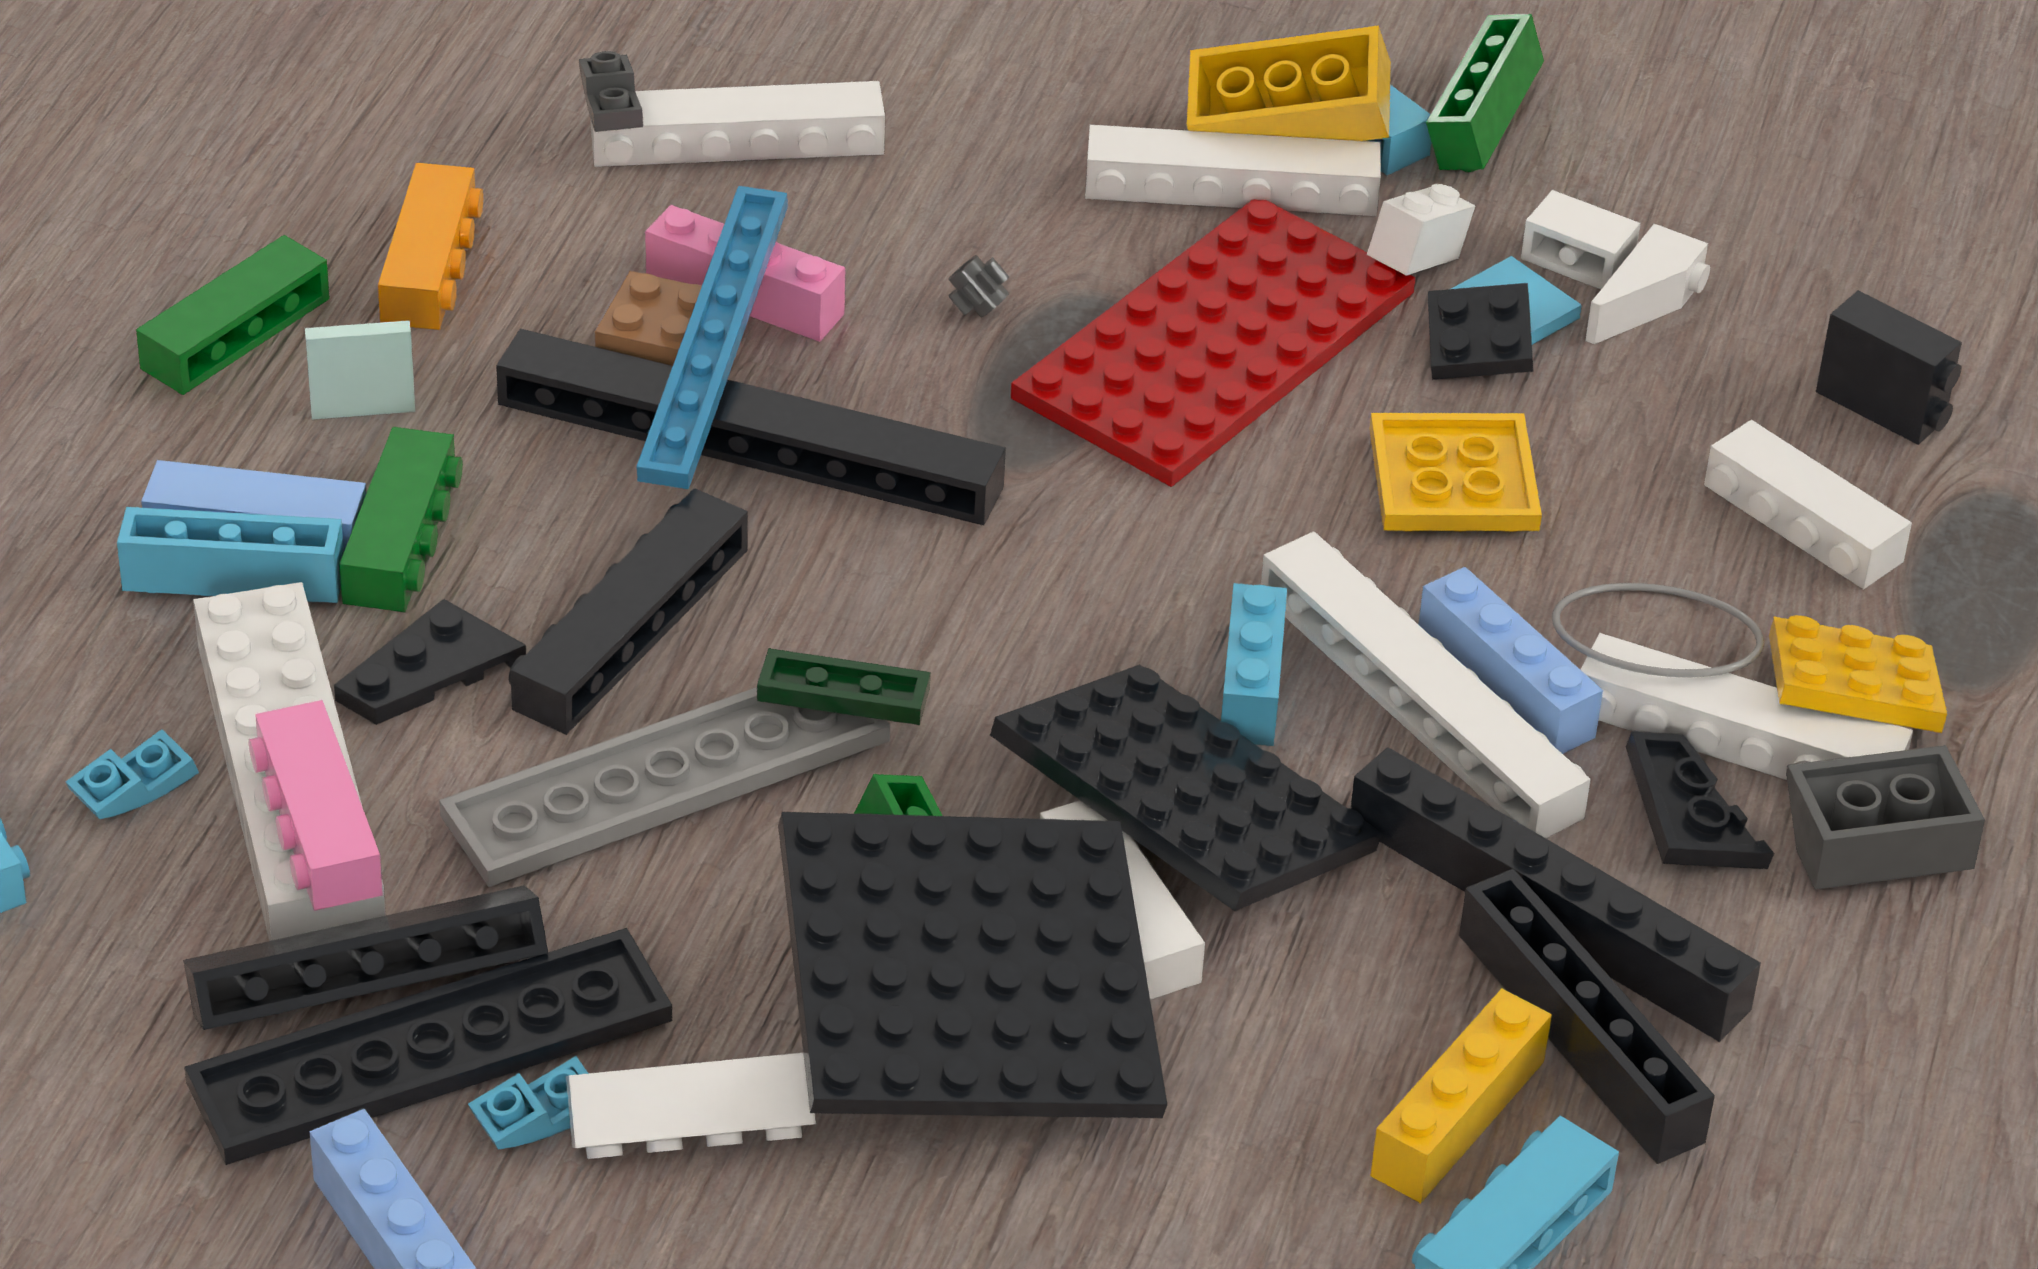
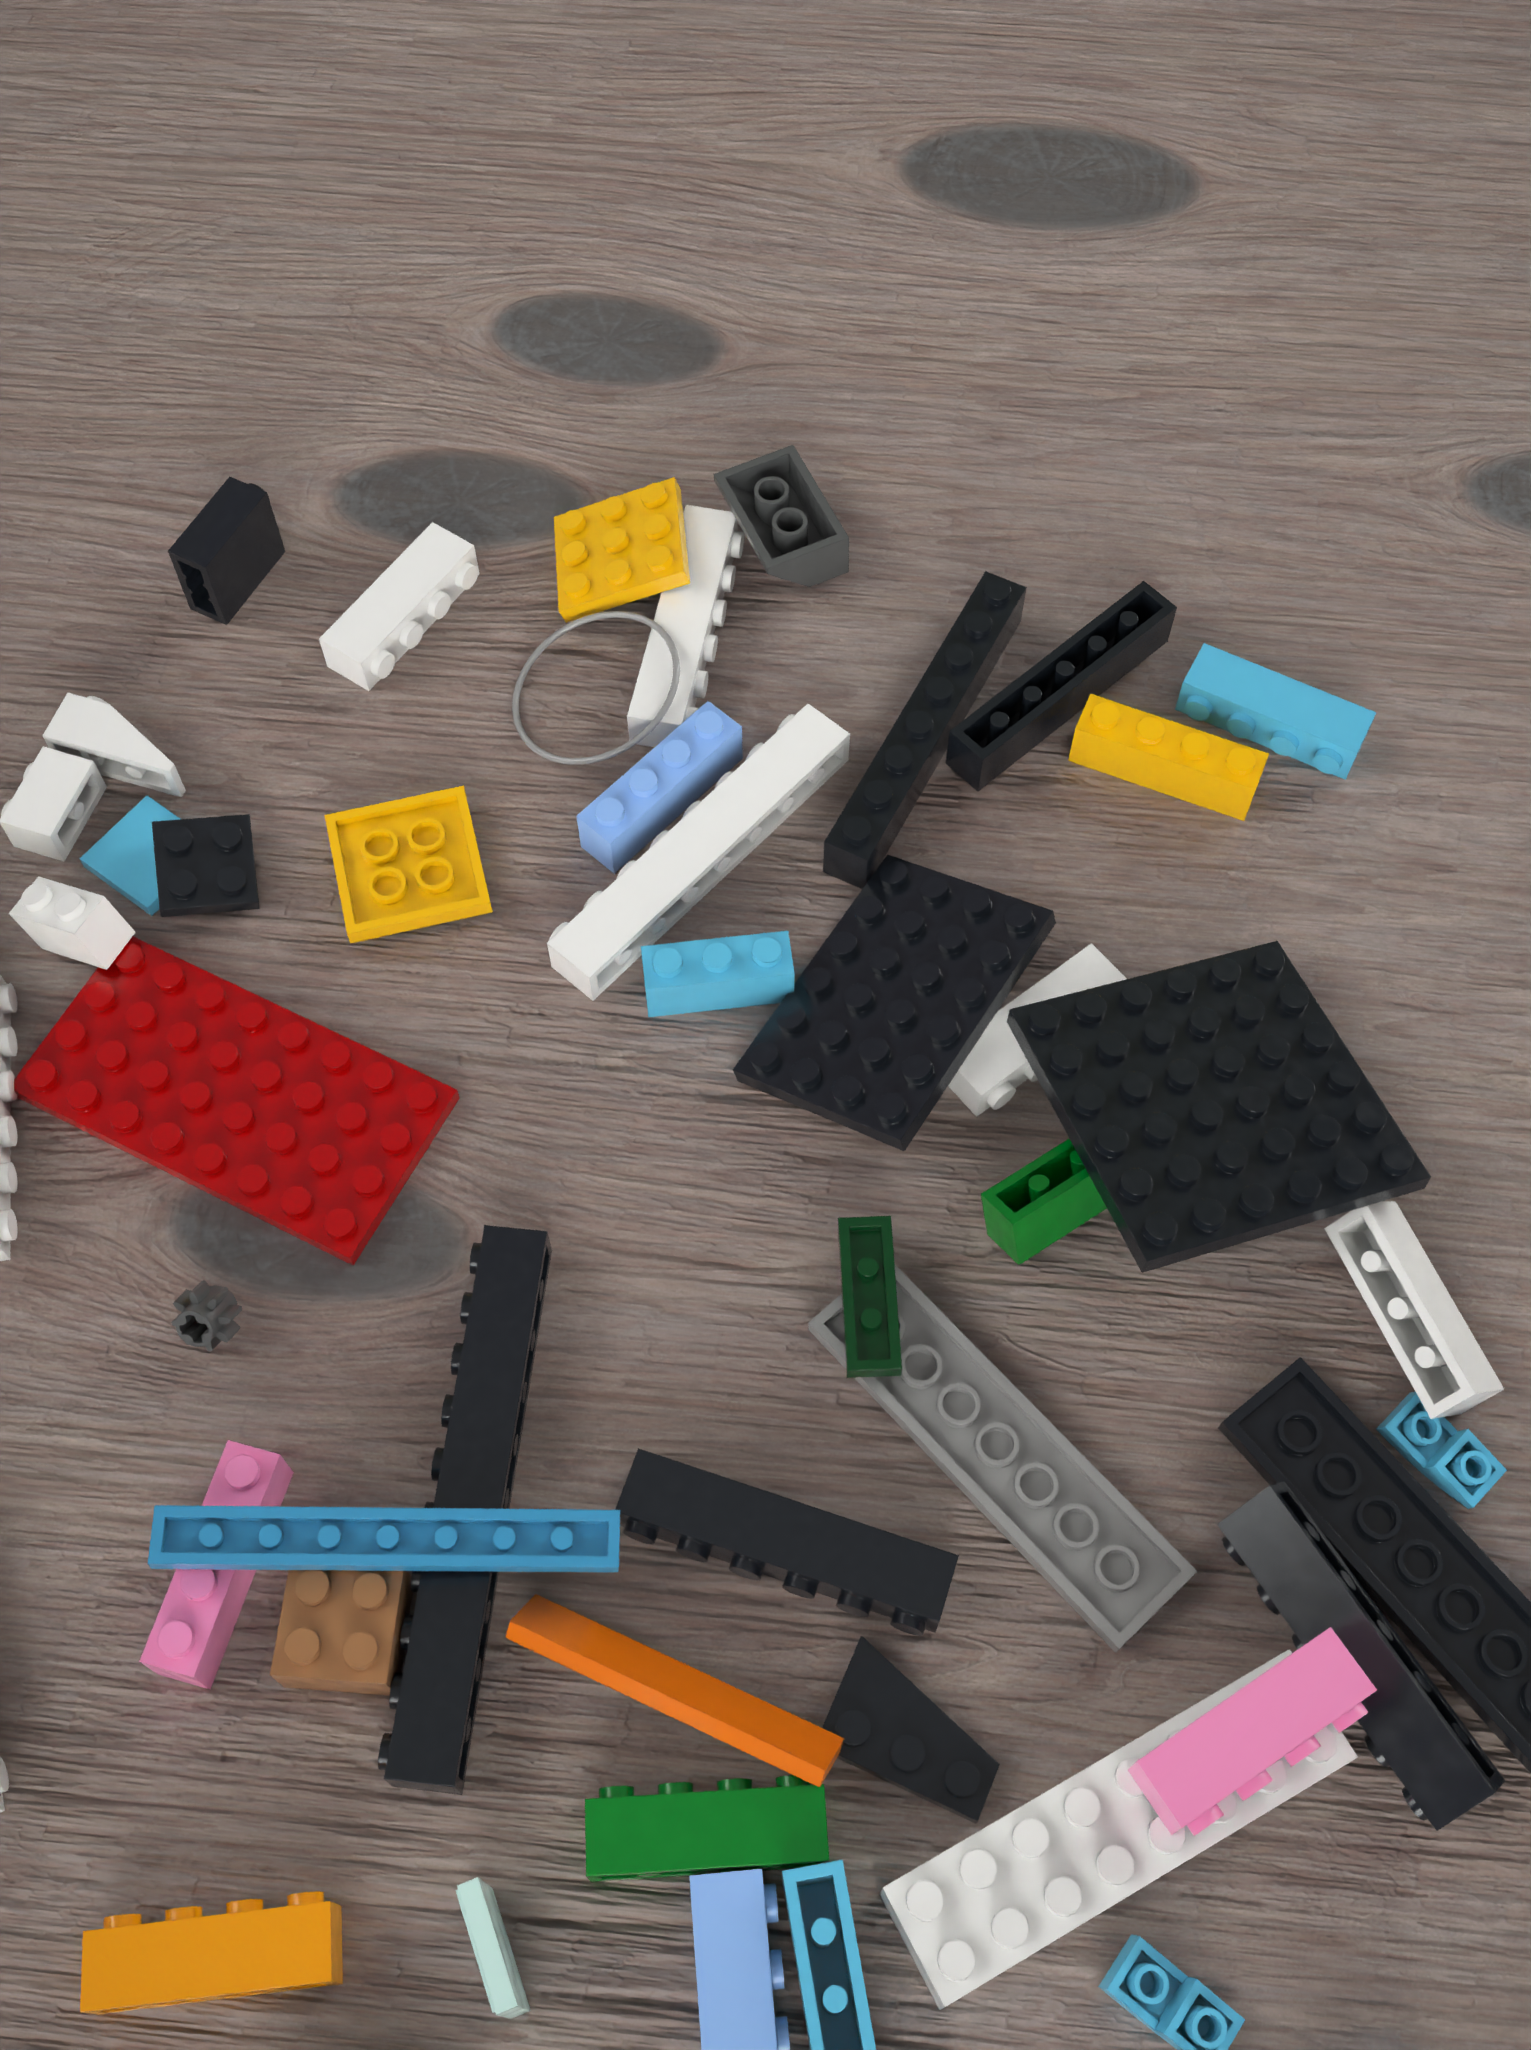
camera: 100 degrees left, 20 degrees up
(523, 512) = (676, 1689): none -> orange tile
(1686, 810) = (793, 654): black wing -> none

